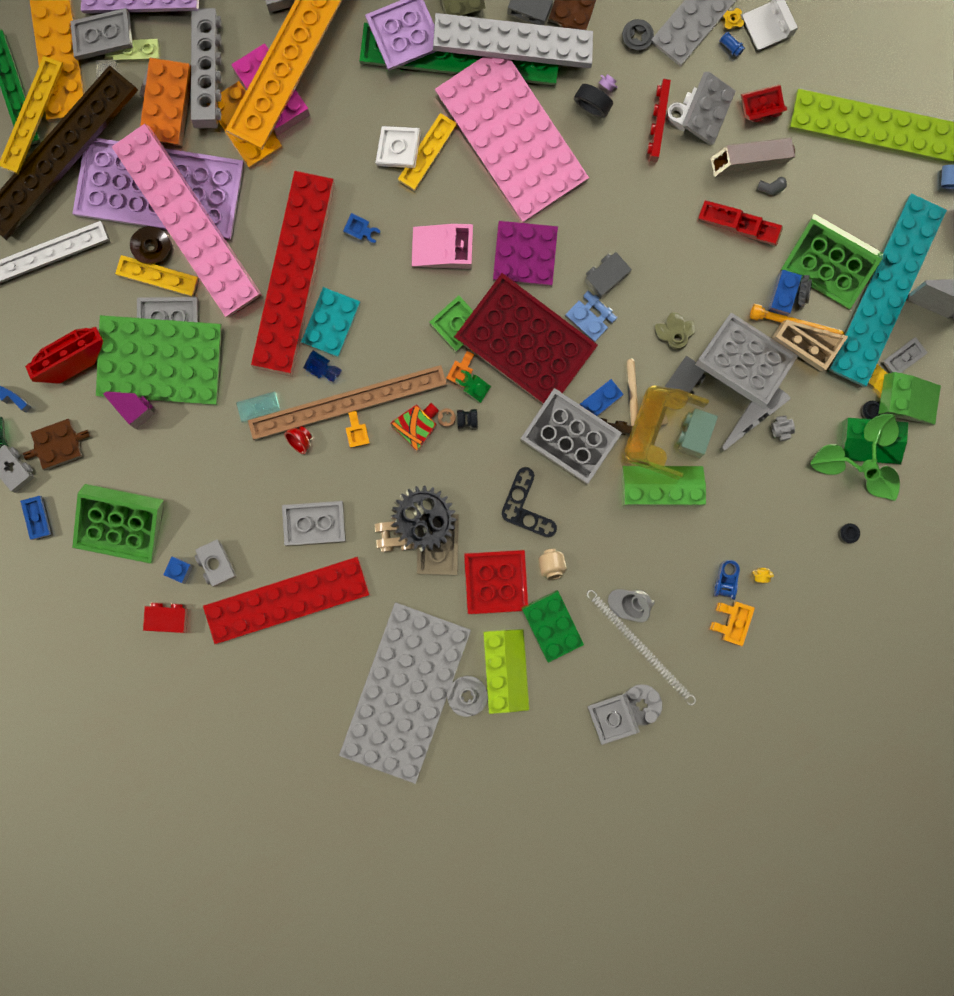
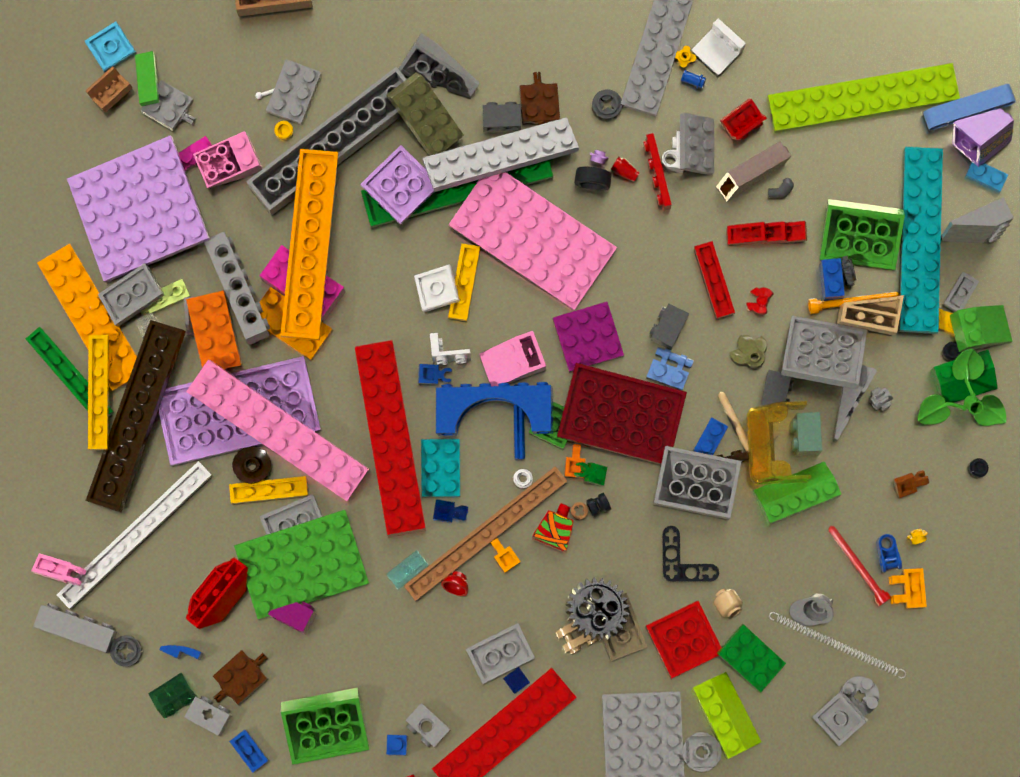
camera: 15 degrees left, 5 degrees down
(318, 555) = (516, 680): none -> clear blue plate
(371, 265) = (456, 402): none -> blue arch
(377, 216) = (443, 357): none -> white bracket
(405, 358) = (523, 472): none -> white plate
(424, 308) = (519, 433): none -> blue axle
(628, 105) = (624, 169): none -> red cone
(670, 247) = (714, 280): none -> red plate
(702, 616) = (880, 595): none -> piece
(711, 283) = (763, 295): none -> red piece
(775, 520) = (908, 483): none -> dark orange plate

